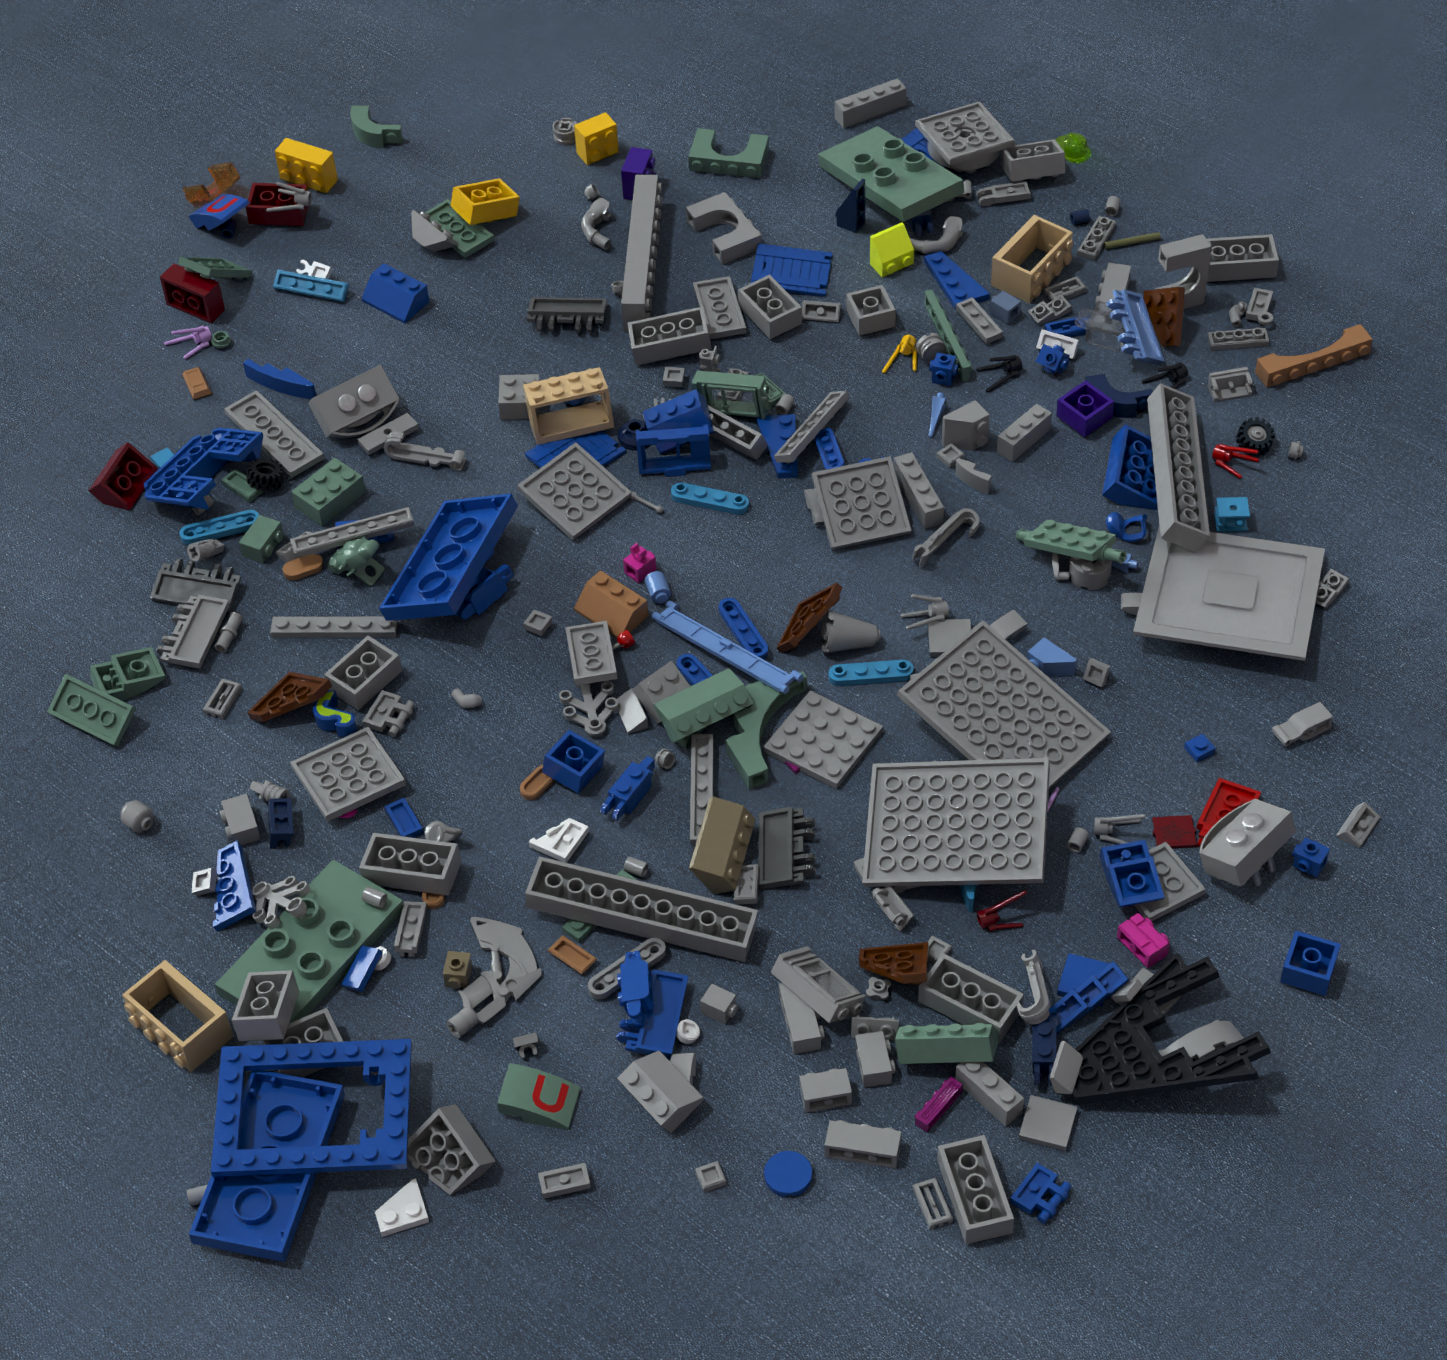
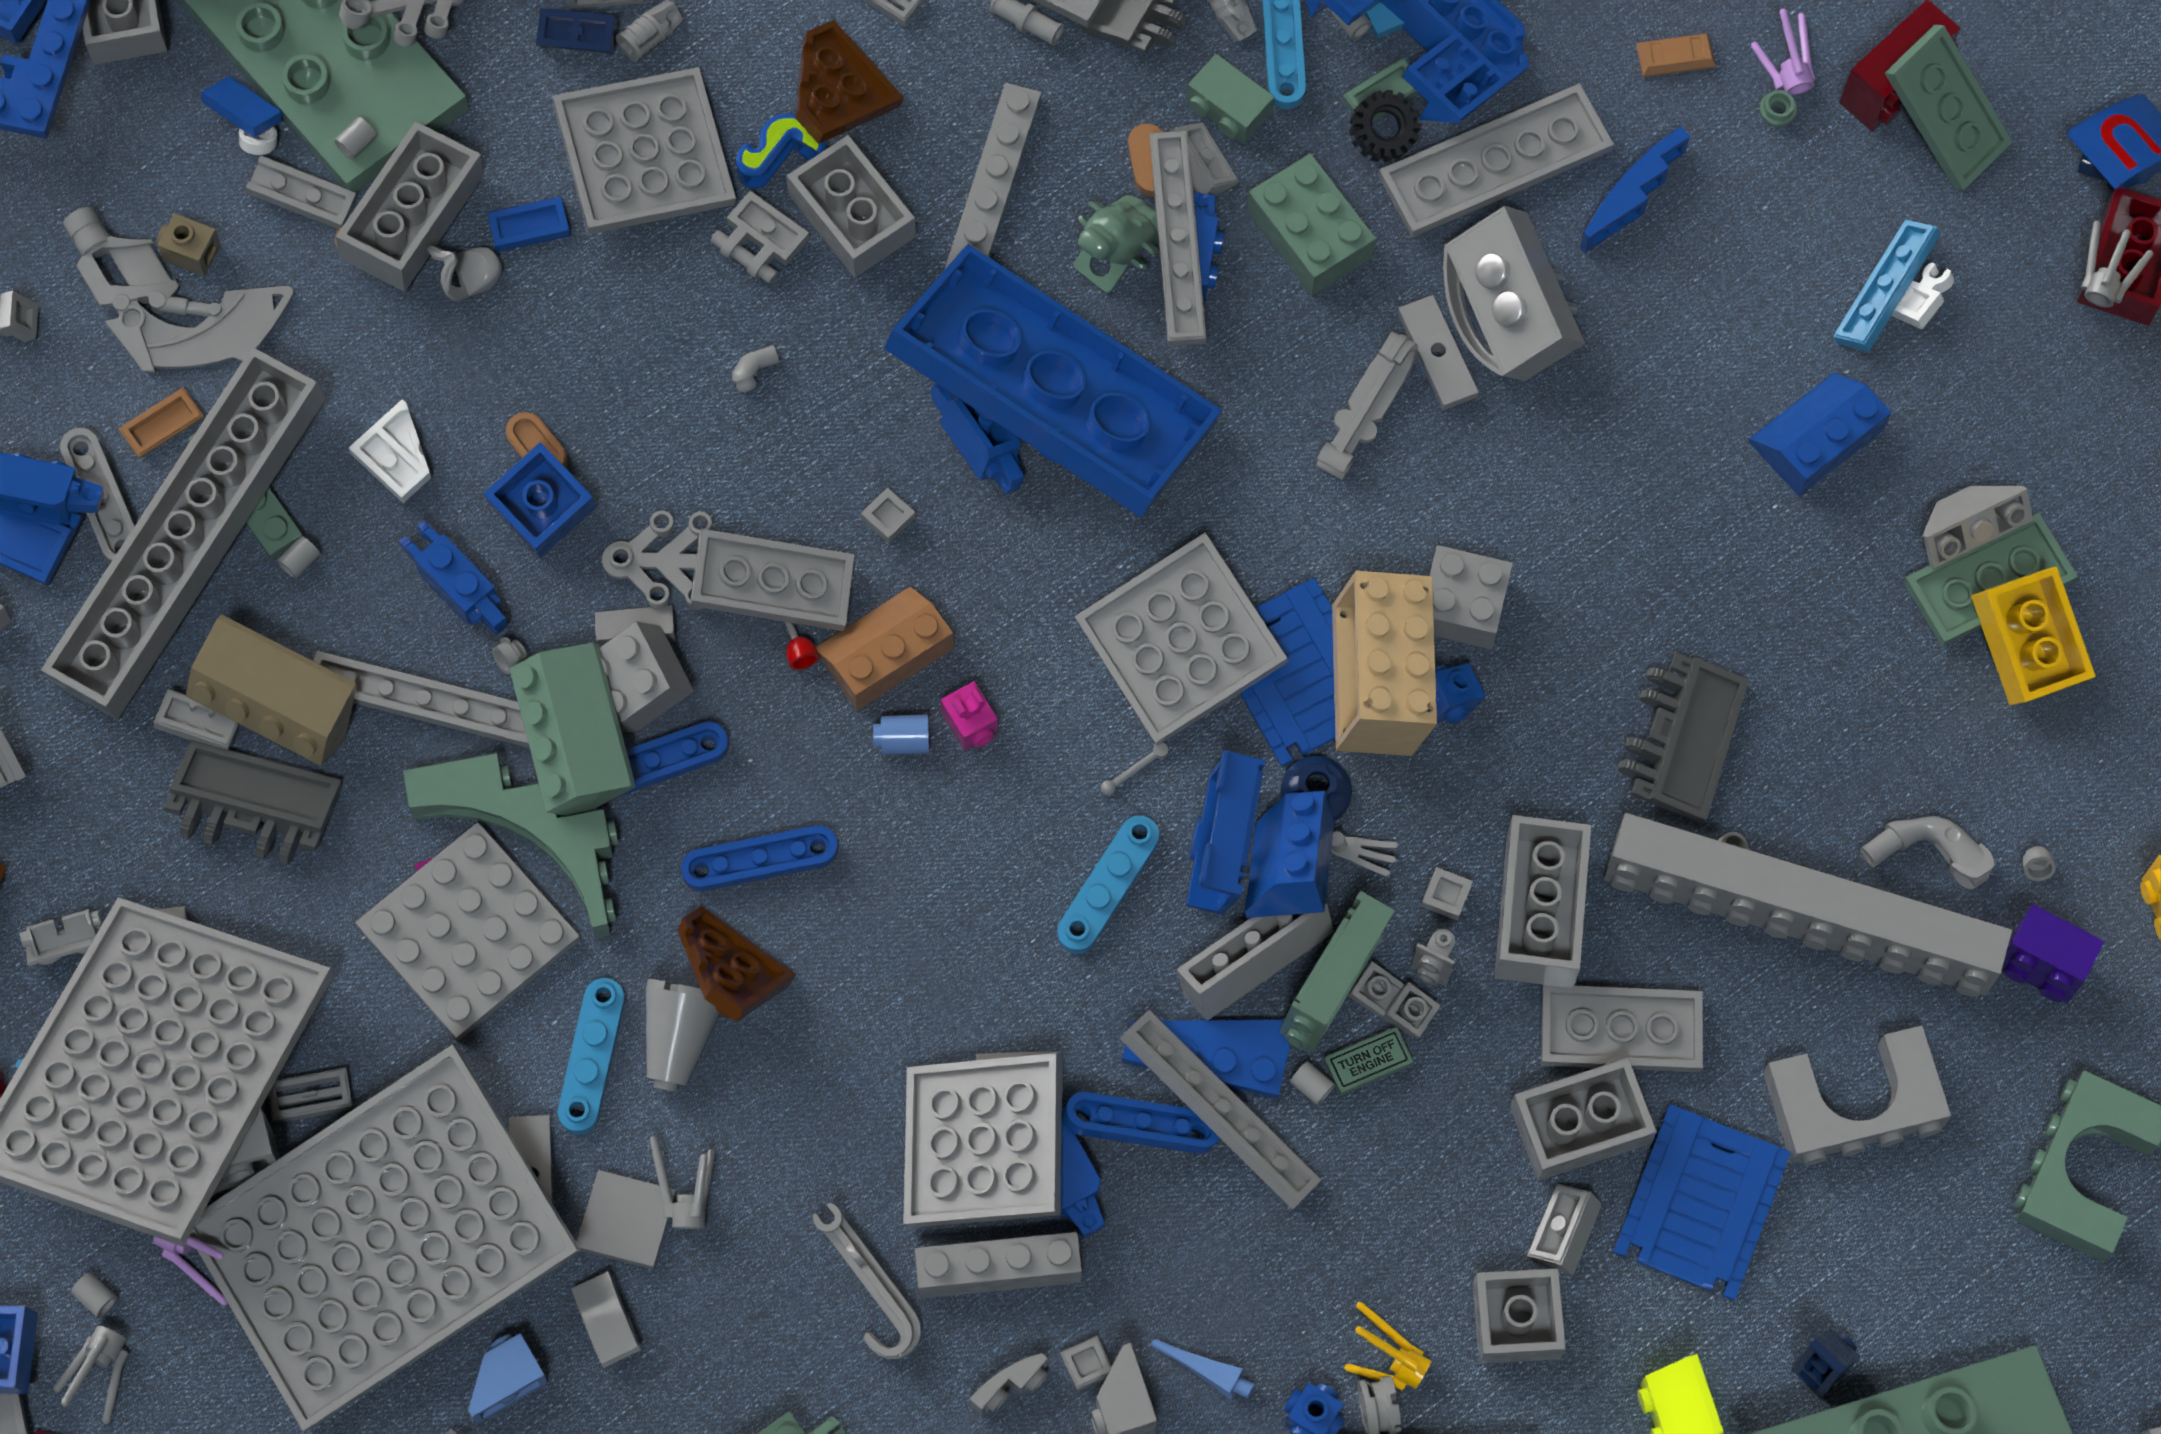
camera: 100 degrees right, 20 degrees up
(725, 649) = (711, 808): medium blue piece -> none

